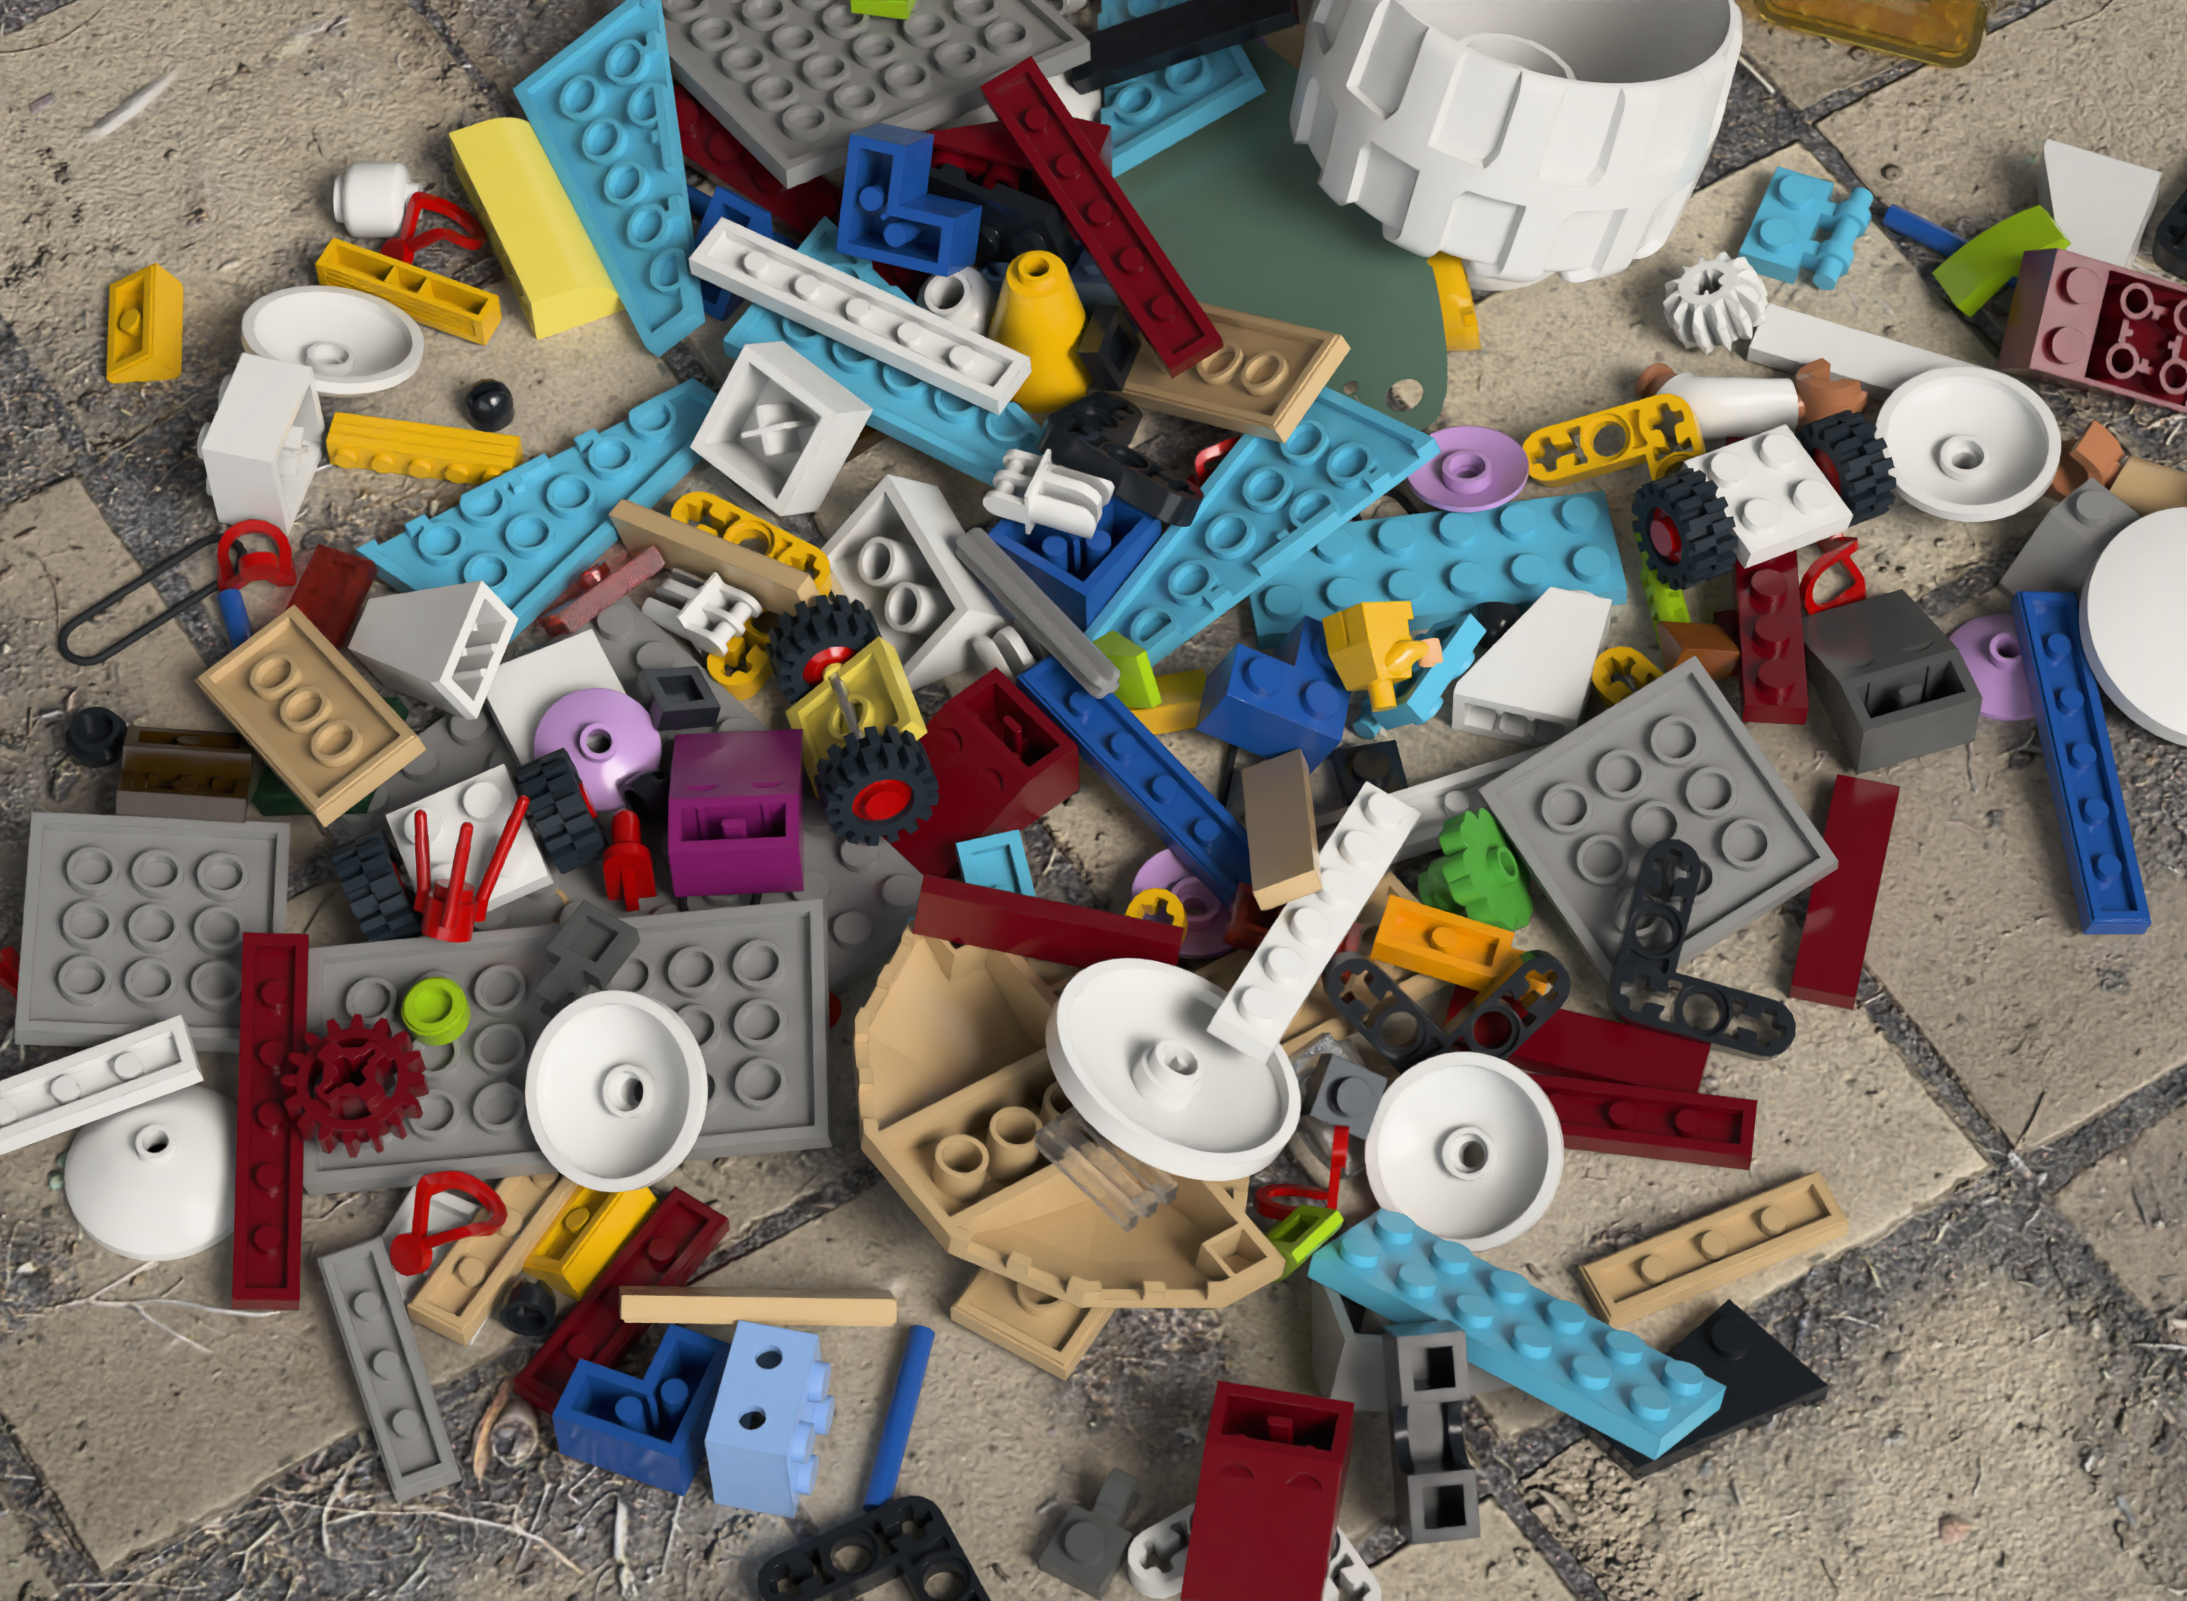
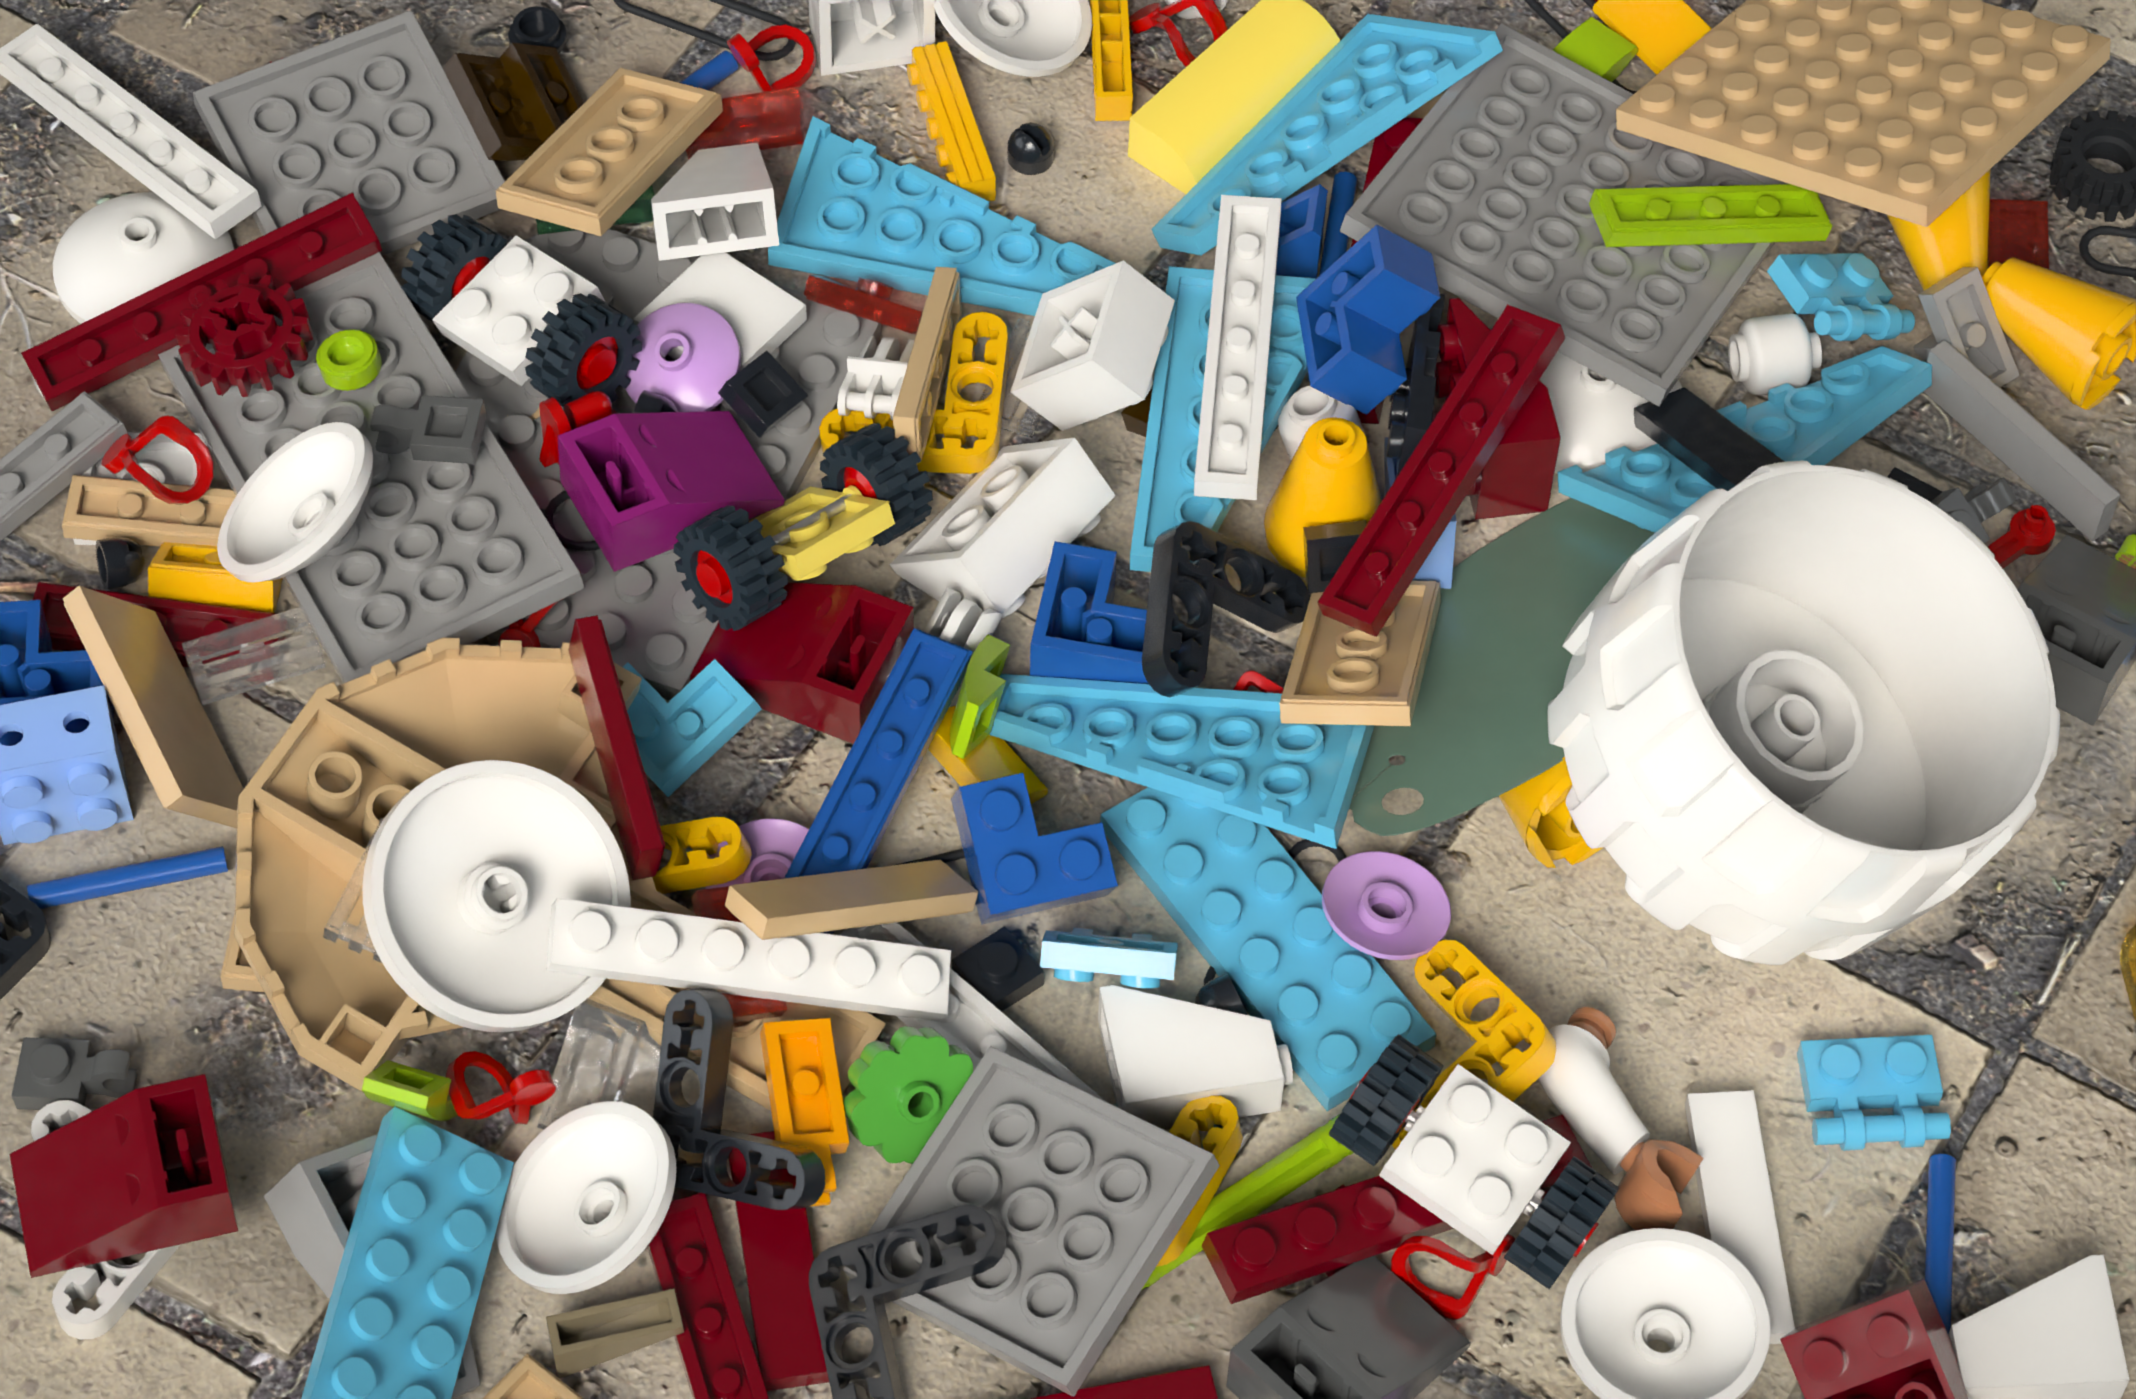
camera: 60 degrees right, 0 degrees up
(451, 907) = (441, 311): red plant -> none
(711, 1269) = (256, 663): none -> clear tile
(1038, 613) = (985, 613): light grey axle -> none
(1047, 494) = (1106, 548): white arm -> none
(1343, 1095) = (588, 1069): plate -> none
(1375, 650) = (1076, 888): yellow piece -> none
(1428, 1454) = (283, 1245): black arch -> none
(1595, 1190) = (611, 1330): none -> dark tan piece
(1706, 641) = (1273, 1174): dark orange slope -> none
(1715, 302) = (1714, 1038): white gear -> none
(1996, 256) = (1957, 1279): lime slope -> none

